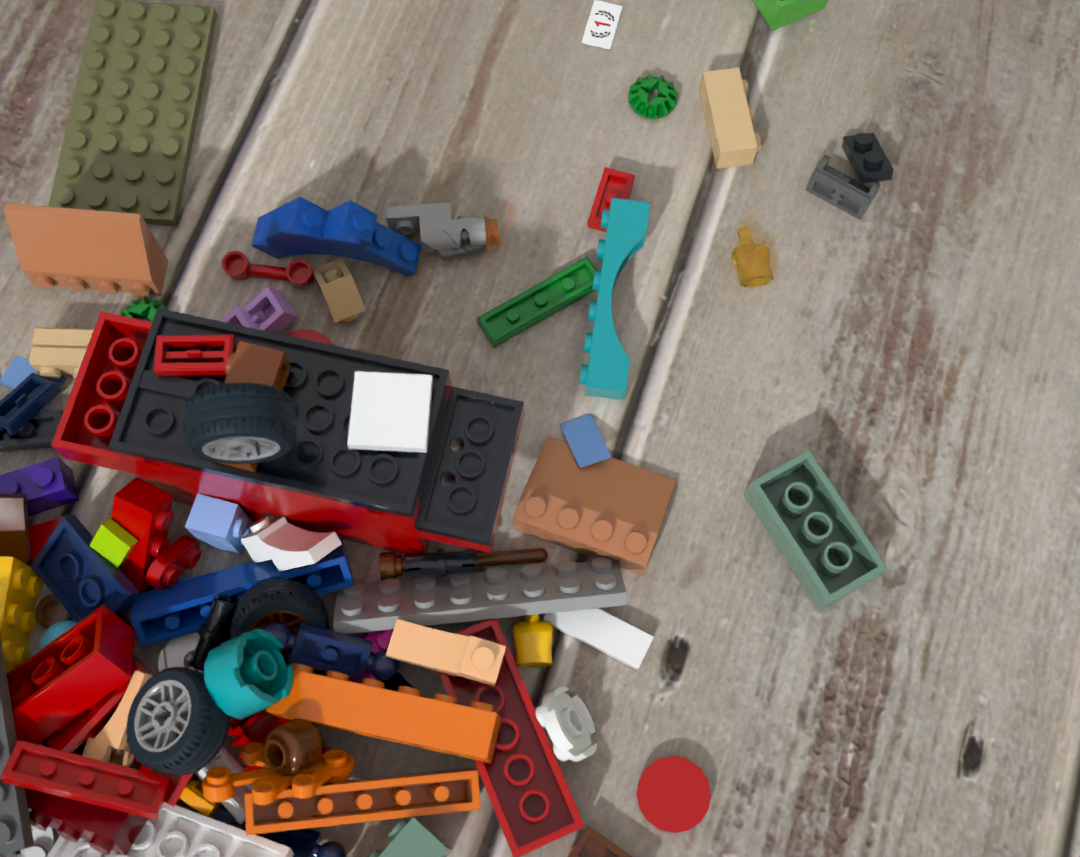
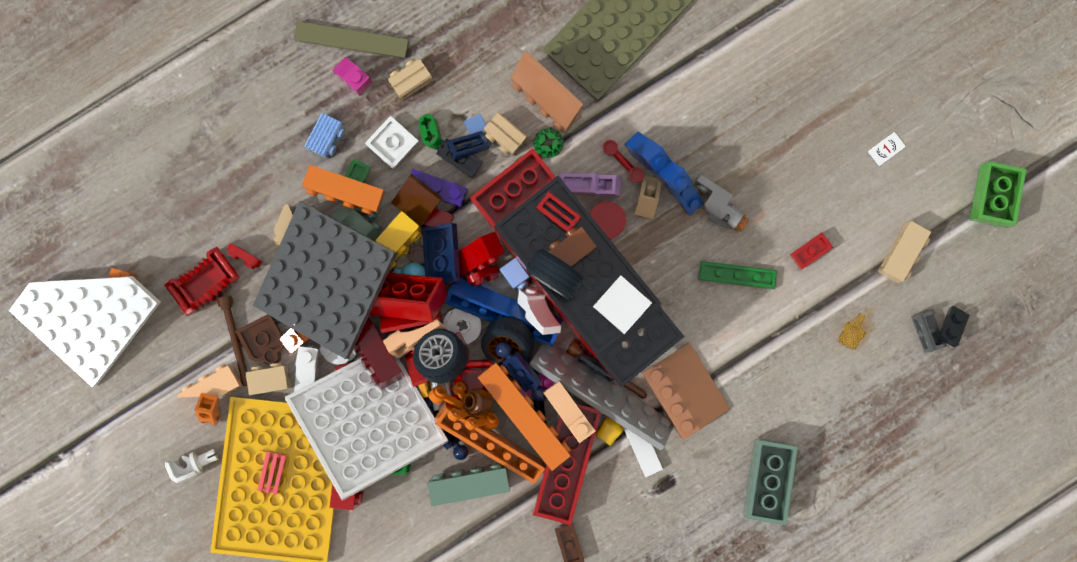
camera: 40 degrees right, 15 degrees up
(86, 780) = (387, 351): red plate -> none
(113, 542) = (464, 252): lime tile -> none
(214, 630) = (478, 323): black pin -> none
(247, 674) = (481, 360): teal brick -> none
(567, 725) = (596, 478): white plate -> none
(585, 440) = (704, 358): medium blue sticker -> none
(608, 362) = (742, 332): teal arch -> none
(659, 106) = (876, 218): green gear -> none
(673, 794) = (618, 539): red tile -> none

